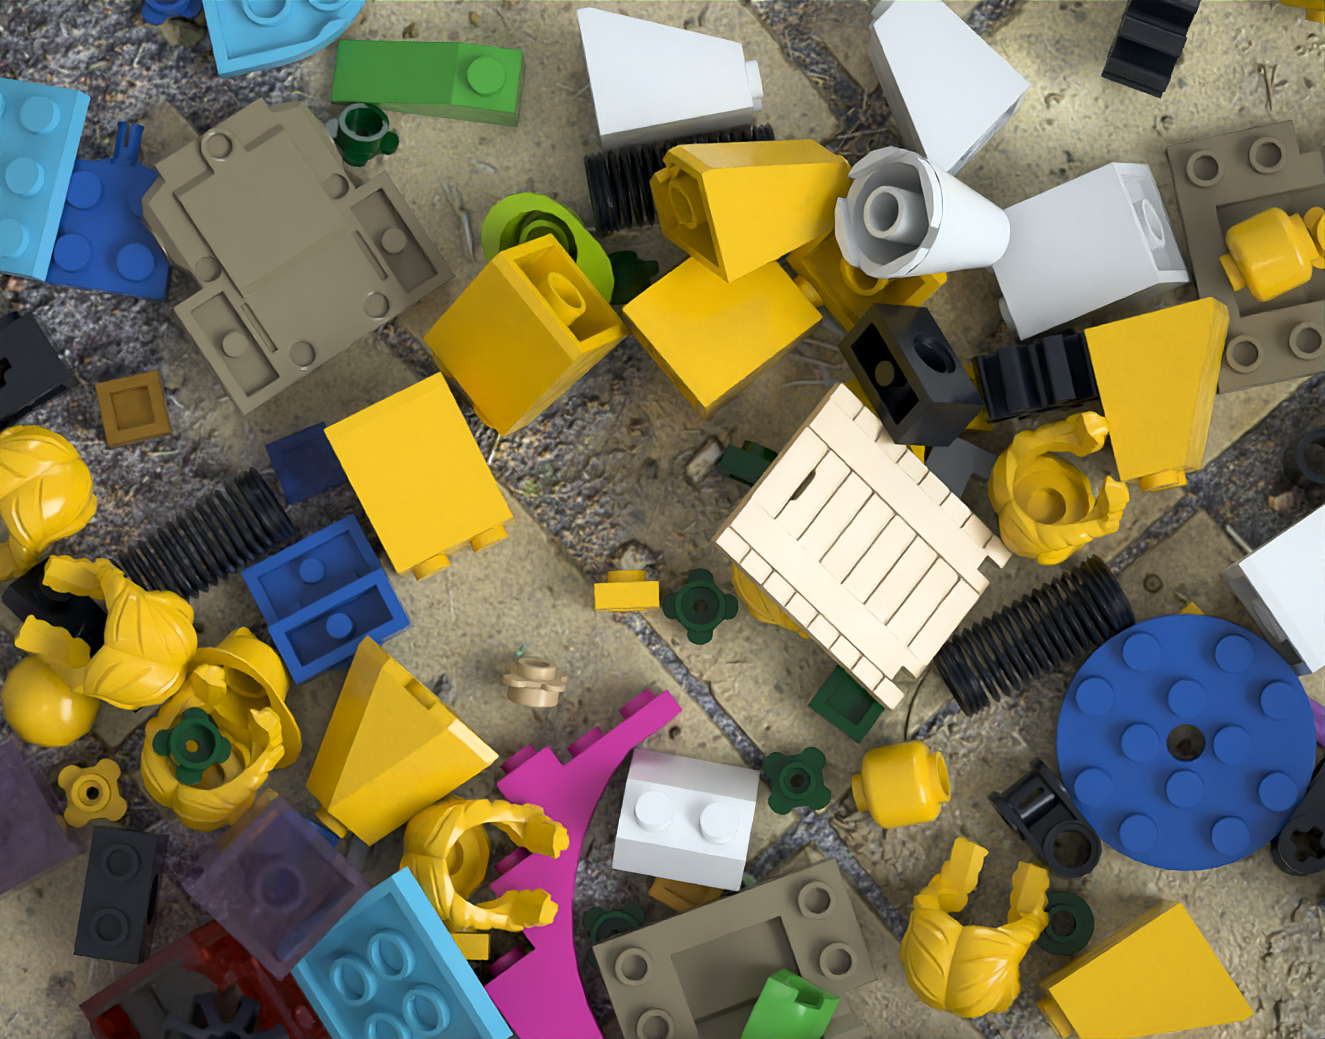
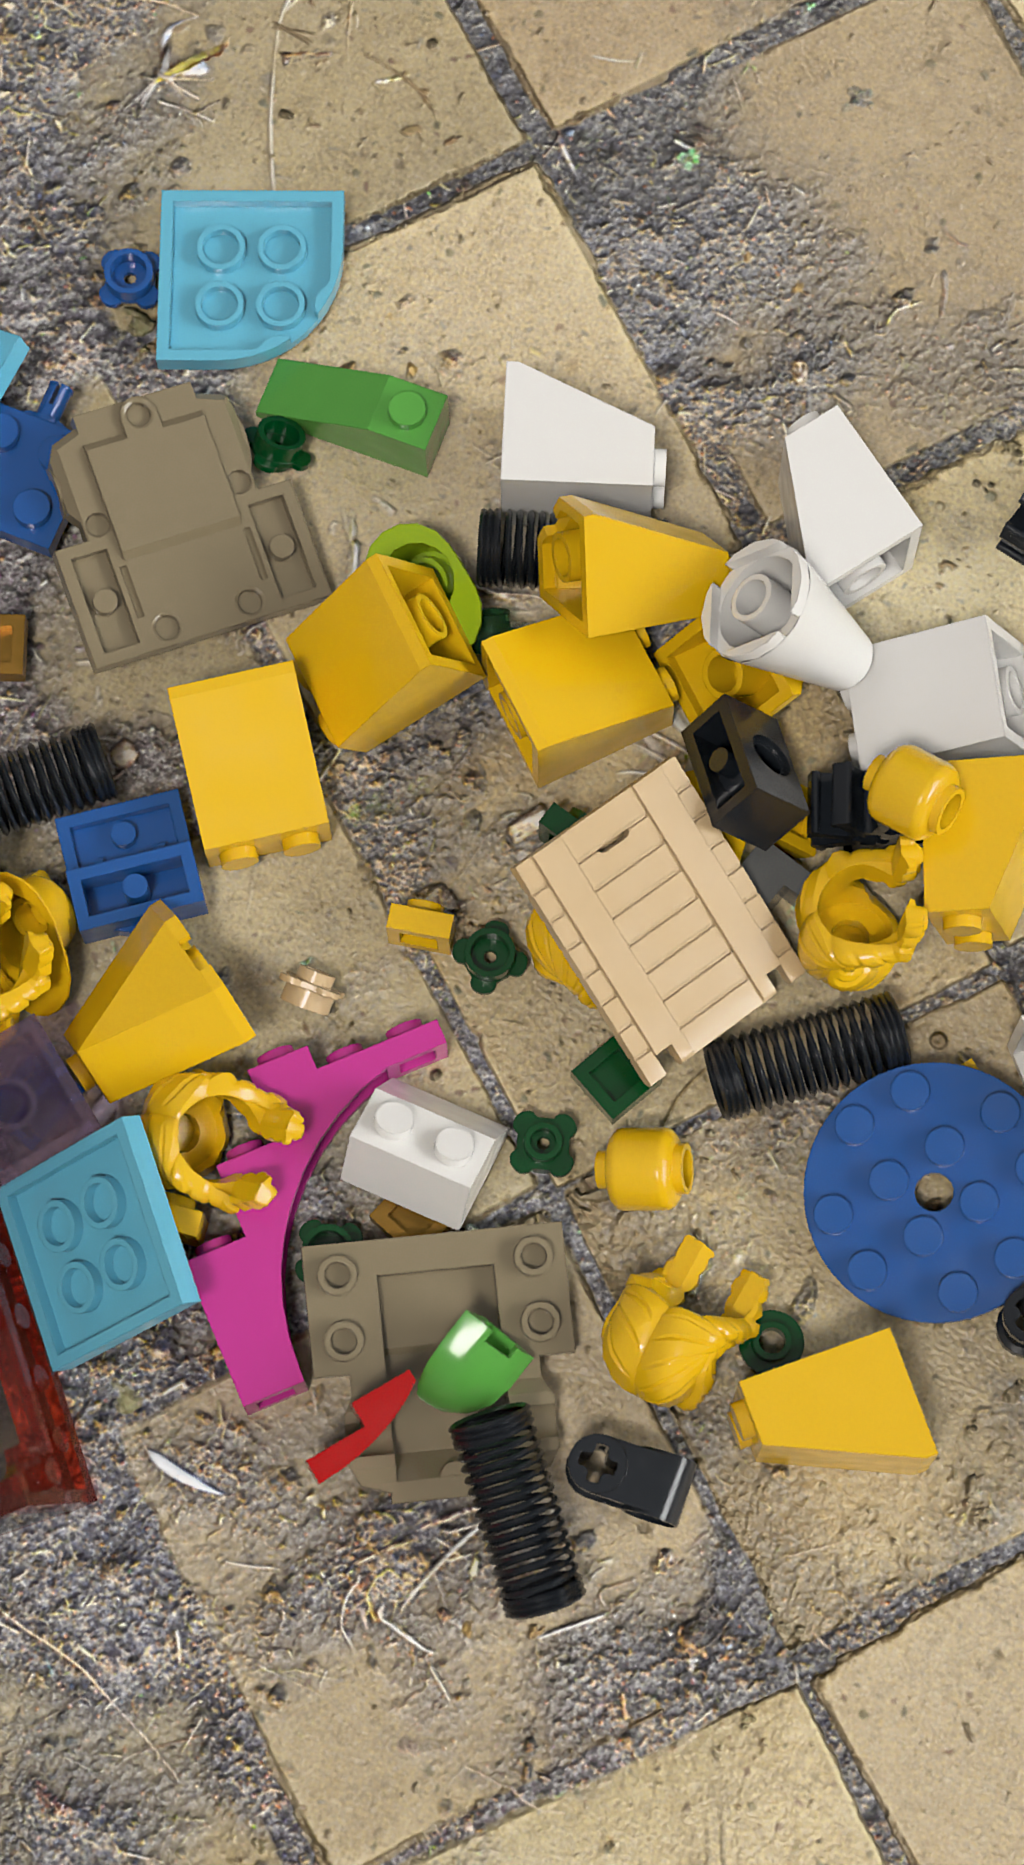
camera: 10 degrees right, 10 degrees down
(306, 464) = (145, 736): clear blue plate -> none
(1046, 819) = (776, 1230): black piece -> none
(1086, 369) = (913, 792): none -> yellow head

